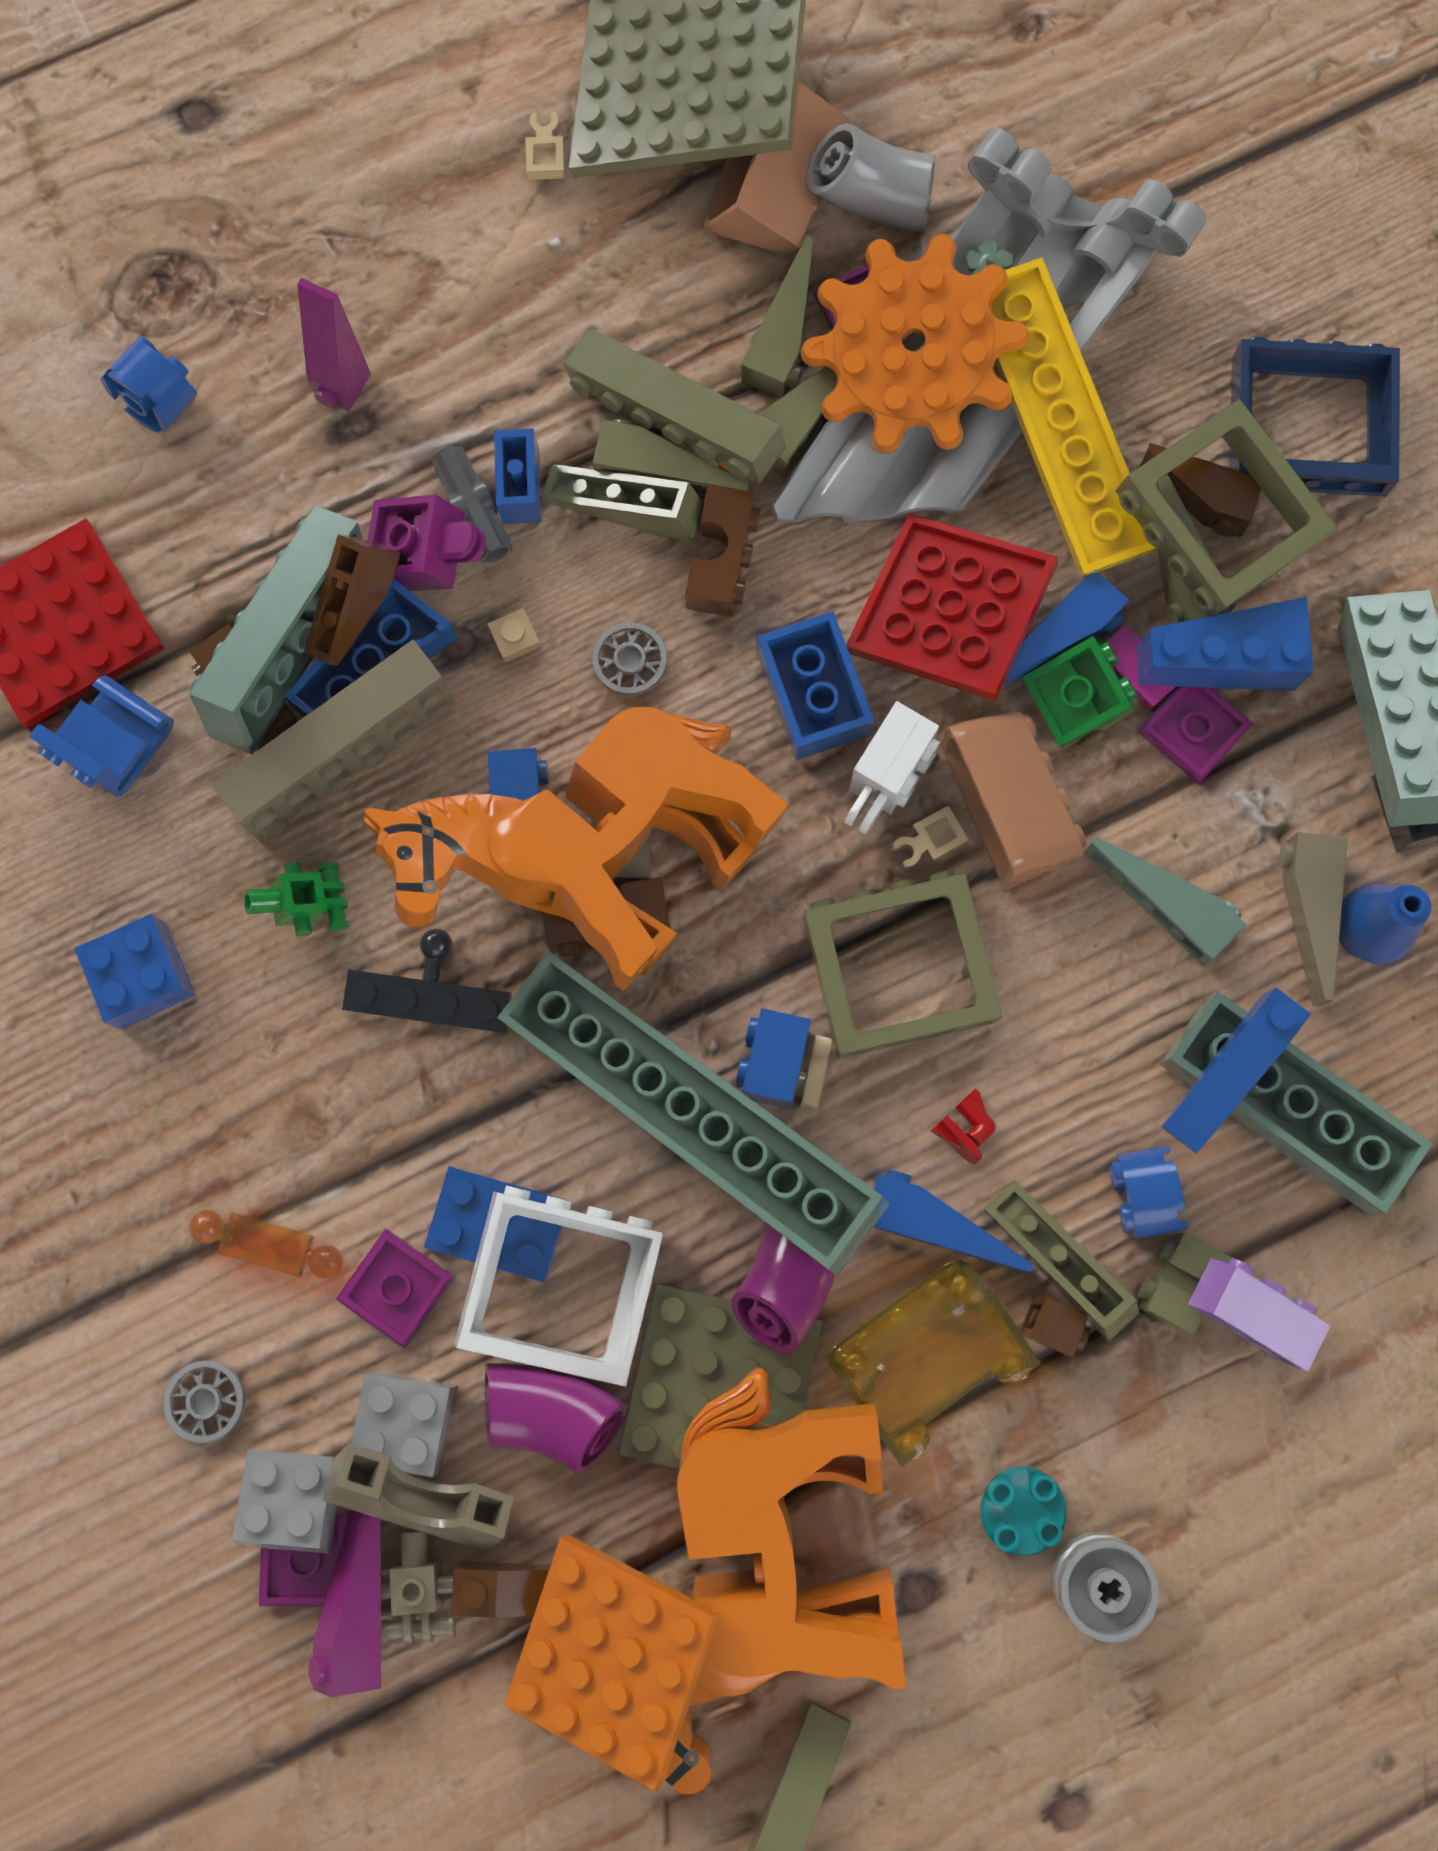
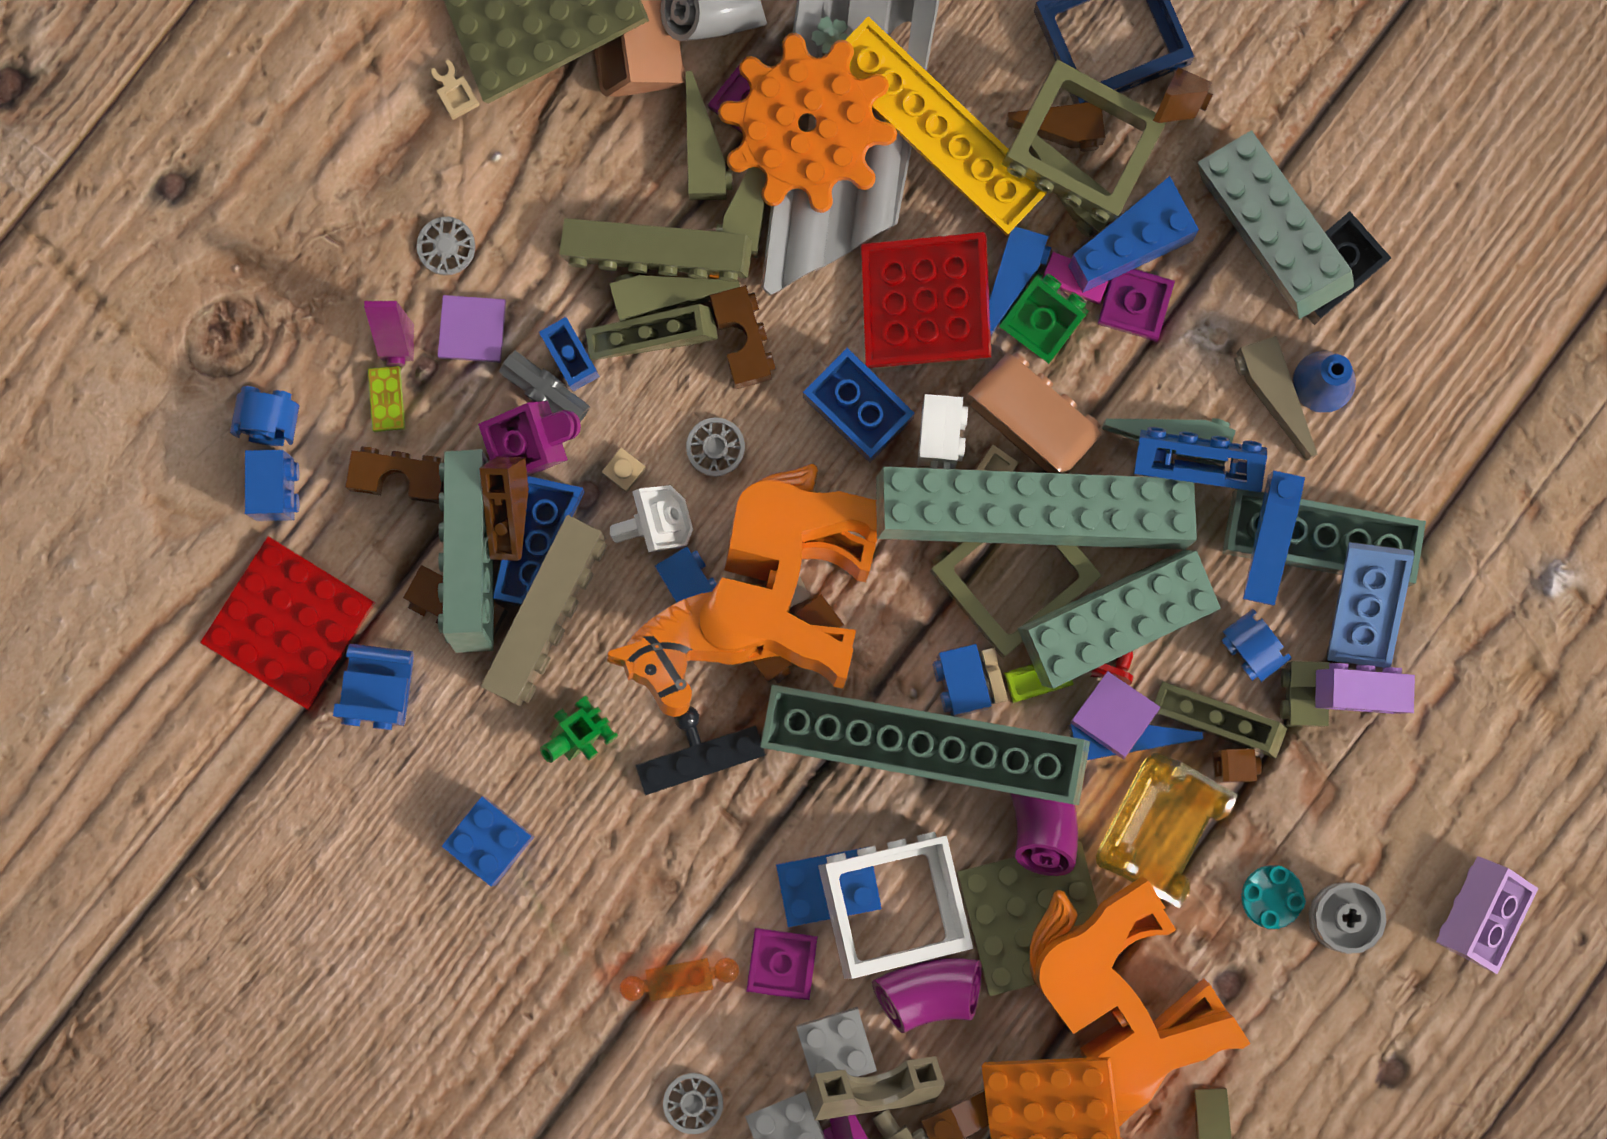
camera: 30 degrees left, 5 degrees up
(112, 459) = (271, 485): none -> blue brick
(234, 501) = (370, 469): none -> reddish brown arch
(296, 435) = (386, 399): none -> lime tile
(429, 404) = (471, 328): none -> medium lavender tile
(449, 306) = (445, 245): none -> light grey wheel
(522, 706) = (660, 519): none -> white piece
(868, 1103) = (1025, 684): none -> lime tile
(937, 1190) = (1115, 715): none -> medium lavender tile
(962, 897) = (1034, 508): none -> sand green brick
(999, 1077) = (1119, 618): none -> sand green brick
(1216, 931) = (1249, 475): none -> blue brick
(1283, 1672) = (1487, 914): none -> lavender slope
(1316, 1211) = (1370, 605): none -> medium blue plate
(1364, 517) = (1184, 97): none -> reddish brown slope

